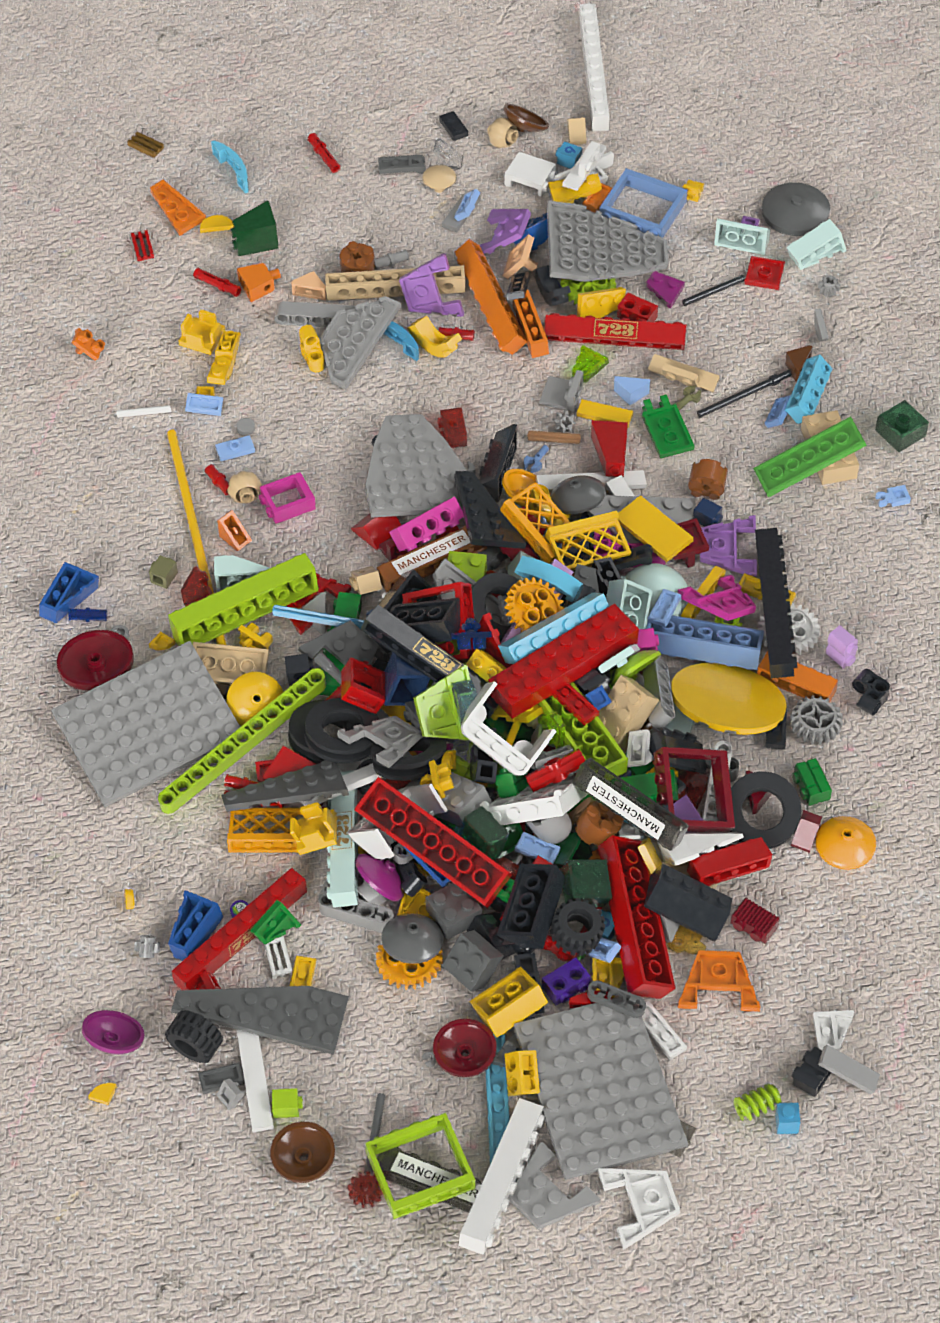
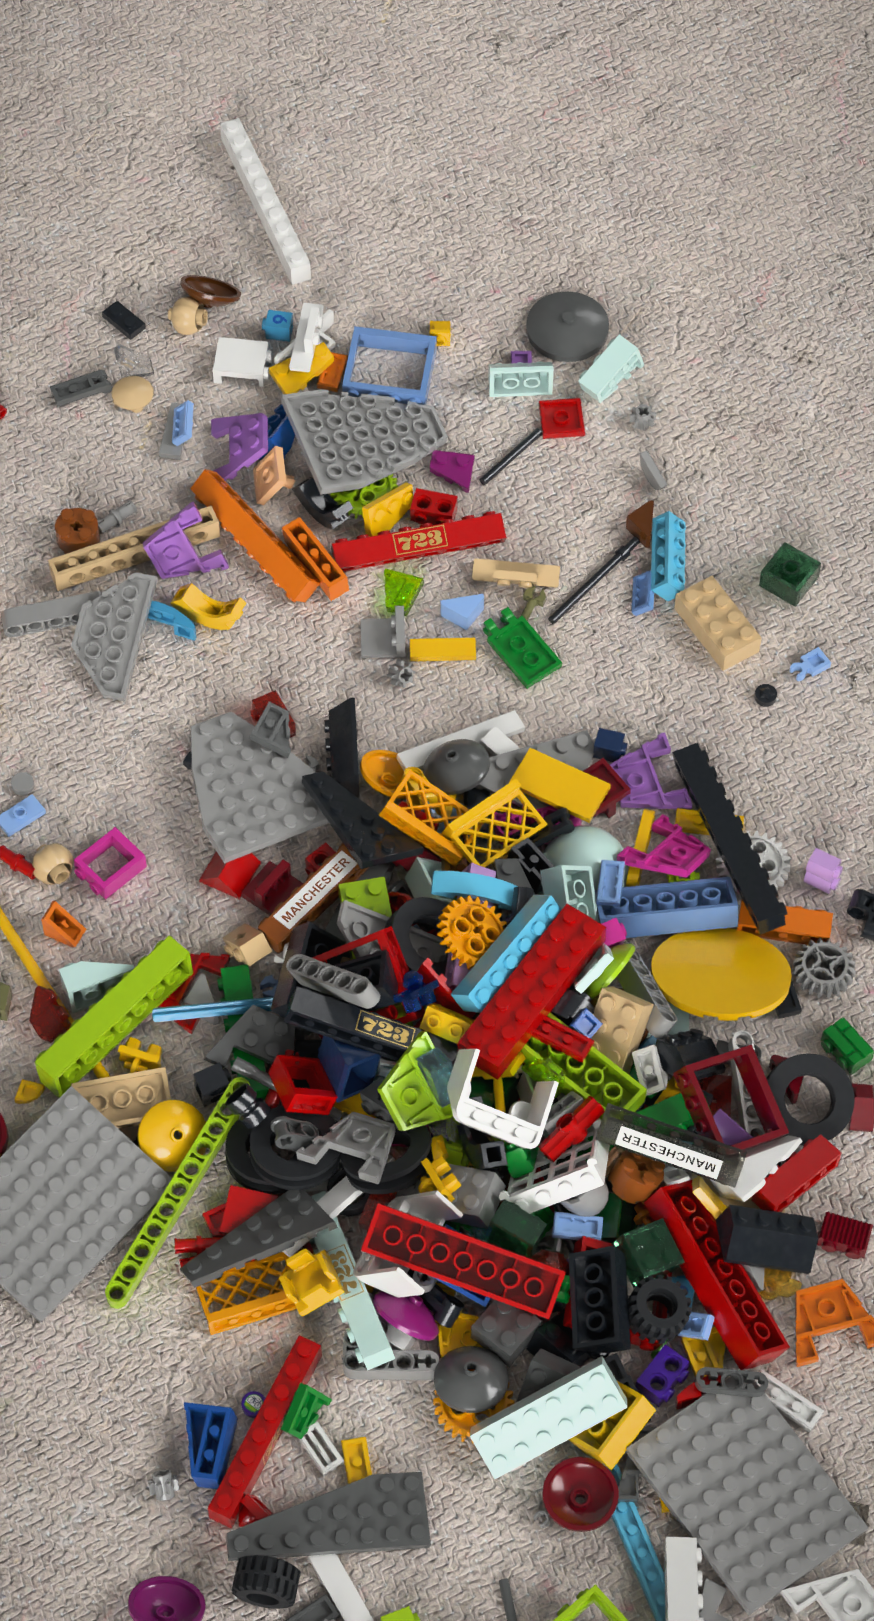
camera: 20 degrees left, 5 degrees up
(129, 899) = (118, 1431): yellow tile -> none
(309, 286) = (31, 579): light nougat slope -> none
(311, 348) = (65, 663): yellow piece -> none
(315, 689) = (251, 1109): none -> black wheel
(342, 718) = (293, 1133): none -> dark grey piece
(403, 534) = (274, 876): dark pink brick -> none
(409, 610) = (333, 981): none -> light grey beam
(446, 433) = (273, 730): none -> dark grey wing
(458, 980) = (548, 1417): none -> light aqua brick
(465, 334) = (231, 593): red pin -> none
(501, 603) = (432, 940): light grey axle -> none
(518, 286) = (285, 515): black tile -> none
(522, 1073) = (657, 1505): yellow brick -> none
(538, 456) = (384, 730): medium blue bar -> none
(554, 437) = (395, 696): medium nougat axle -> none
(576, 130) = (274, 289): tan slope -> none
(610, 445) = (468, 690): red slope -> none
(707, 479) = (595, 702): dark orange brick -> none
(809, 456) = (702, 643): bright green tile -> none
(849, 510) = (765, 695): none -> black tile

